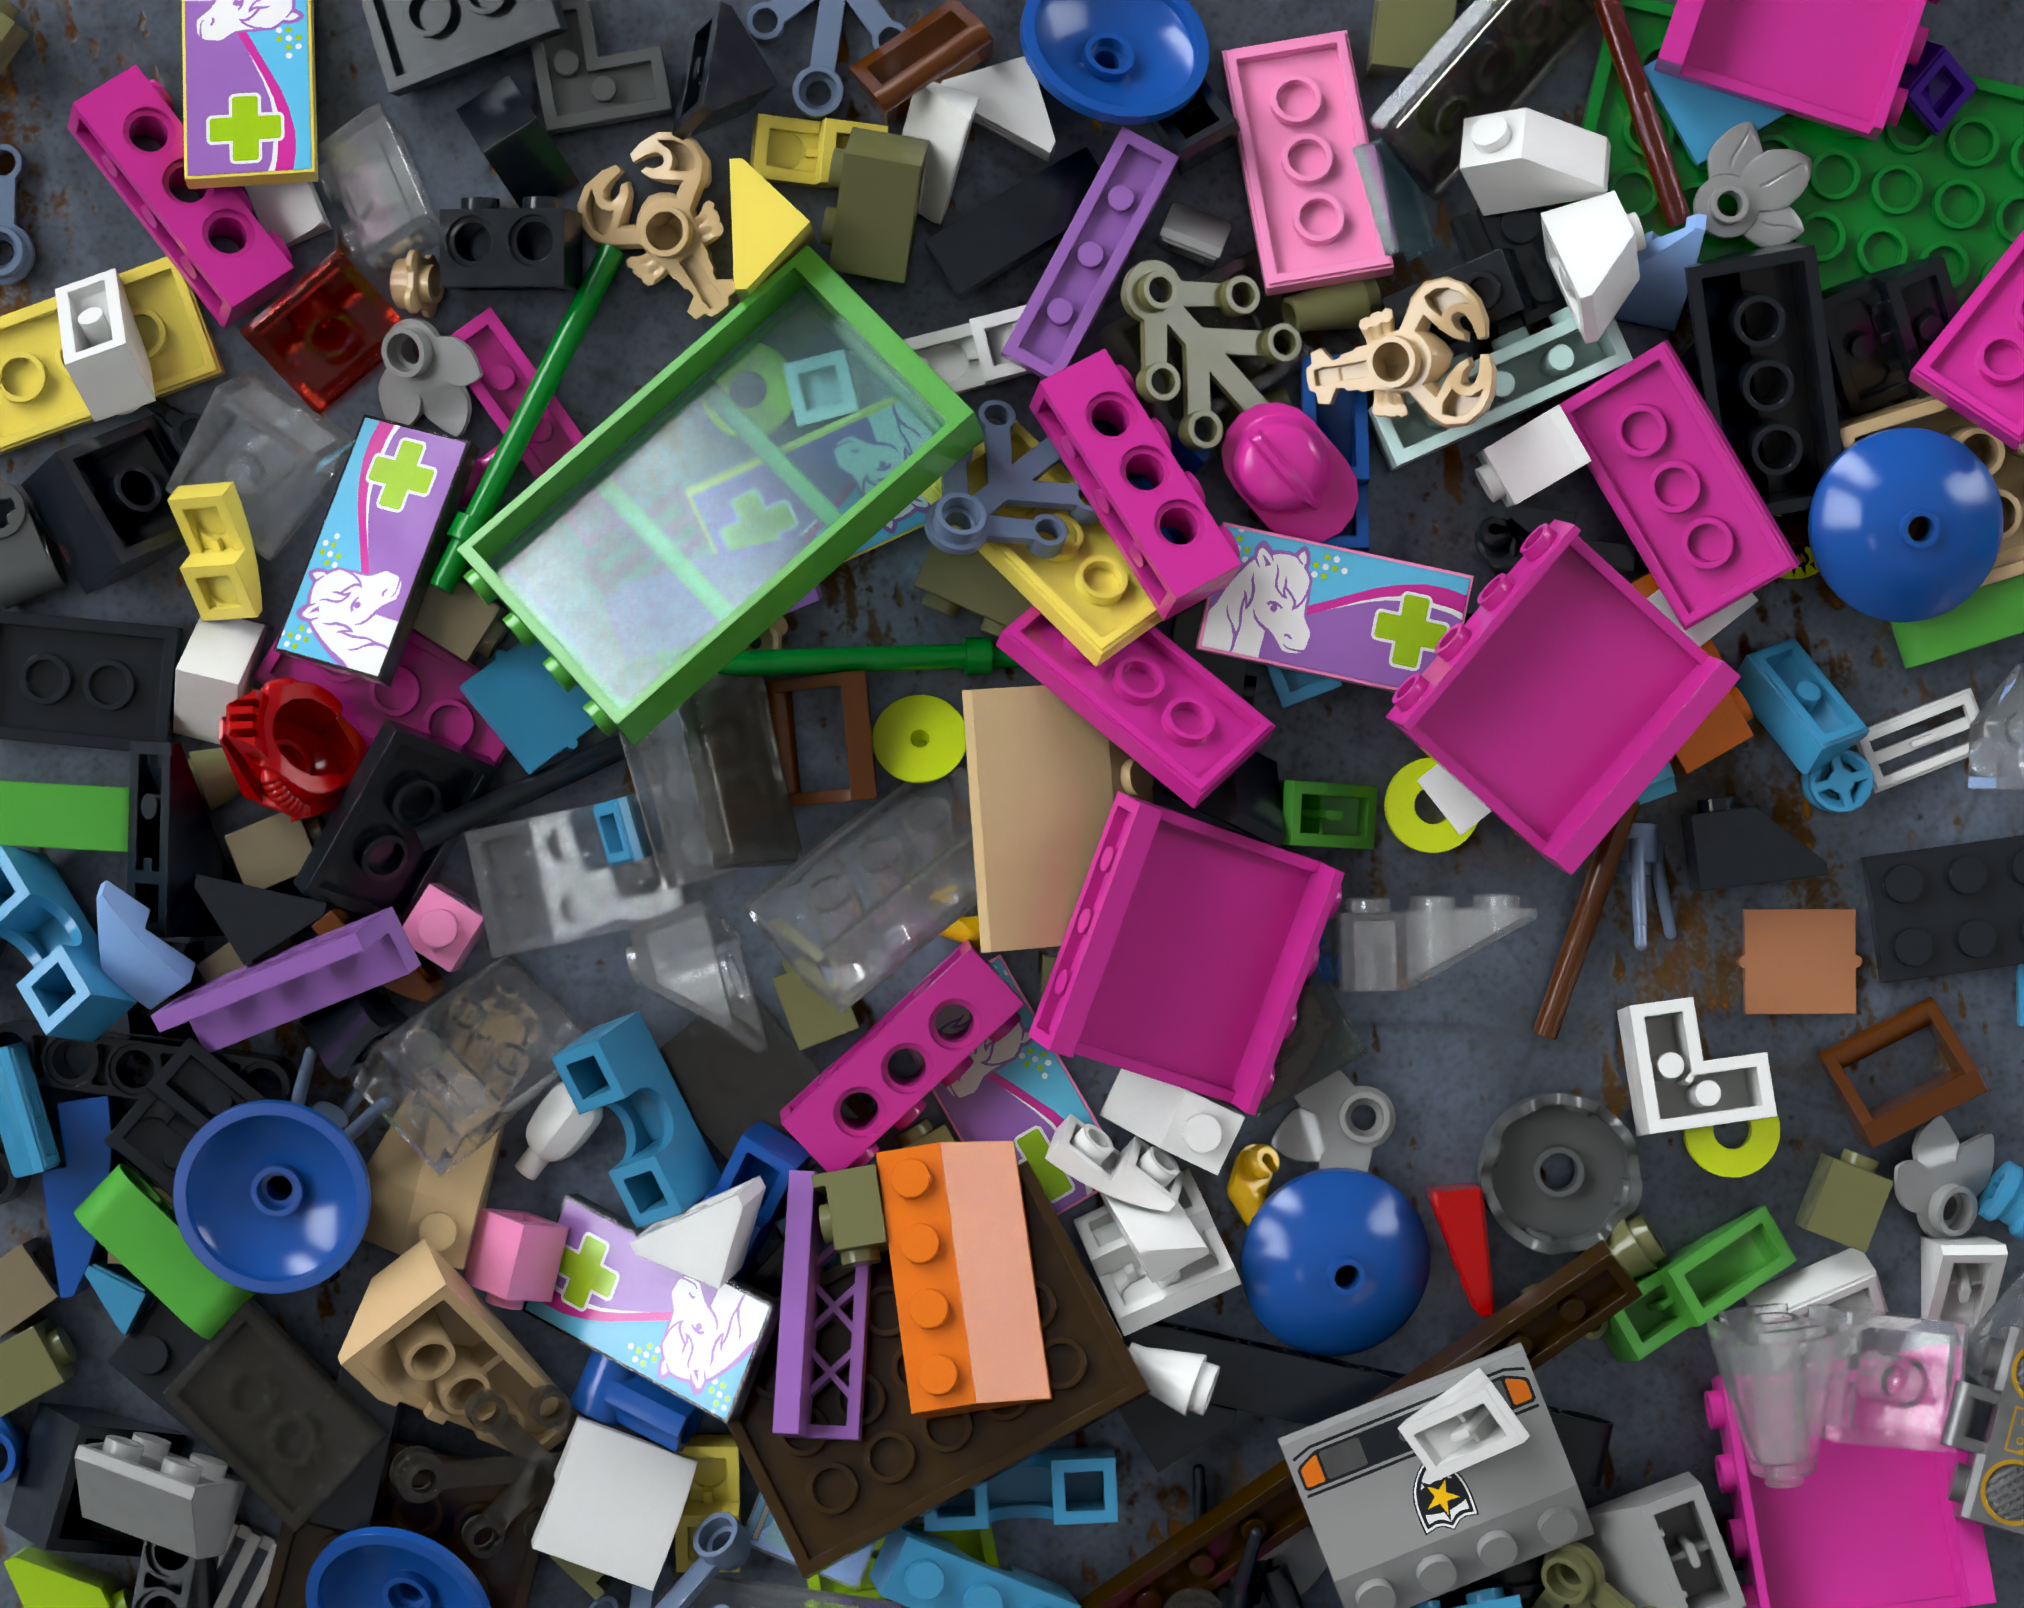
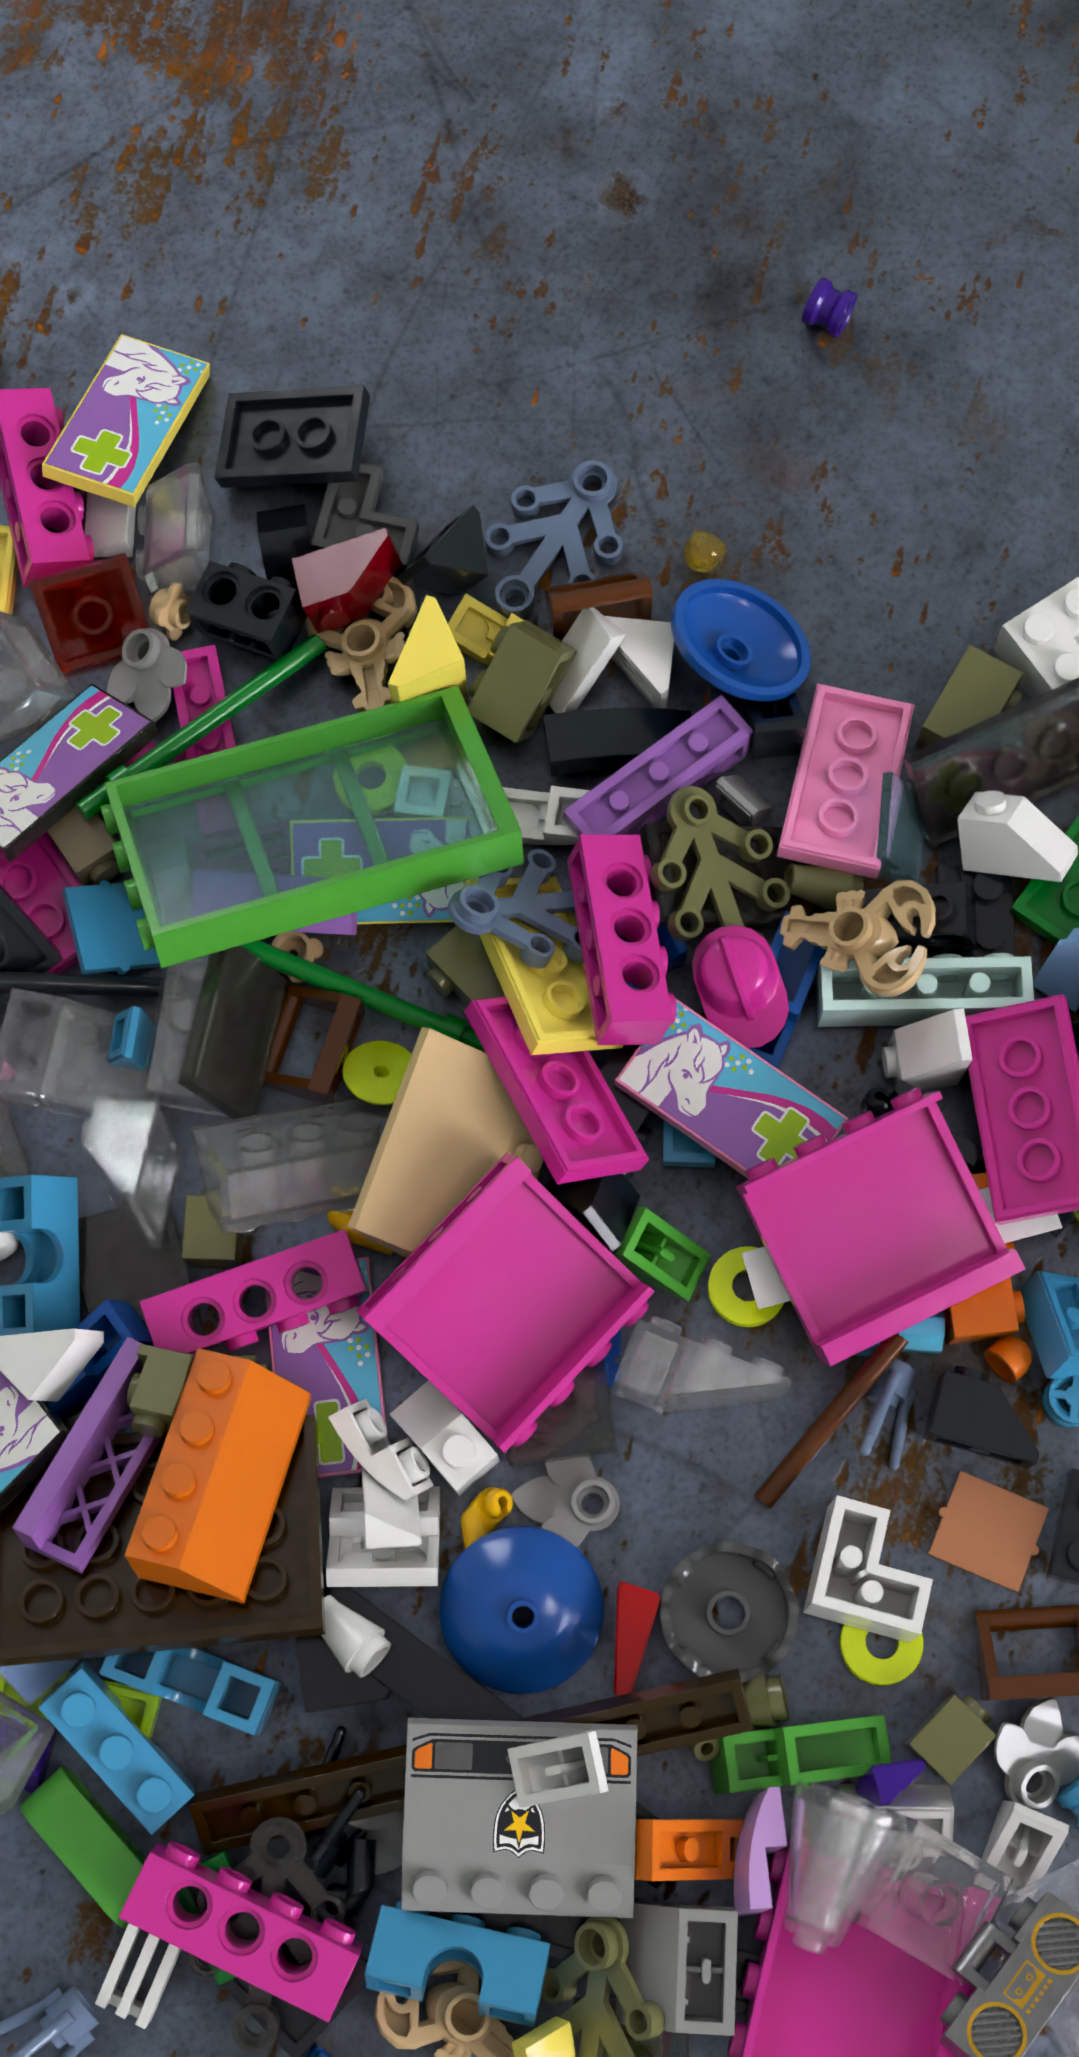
camera: 25 degrees right, 15 degrees down
(612, 166) = (345, 579): none -> slope
(1593, 258) = (1033, 920): white slope -> none
(1625, 1434) = (686, 1849): none -> orange plate
(1686, 1388) = (760, 1835): none -> lavender slope
(1752, 764) = (1009, 1358): none -> orange hinge
(1799, 1278) = (886, 1781): none -> dark purple slope

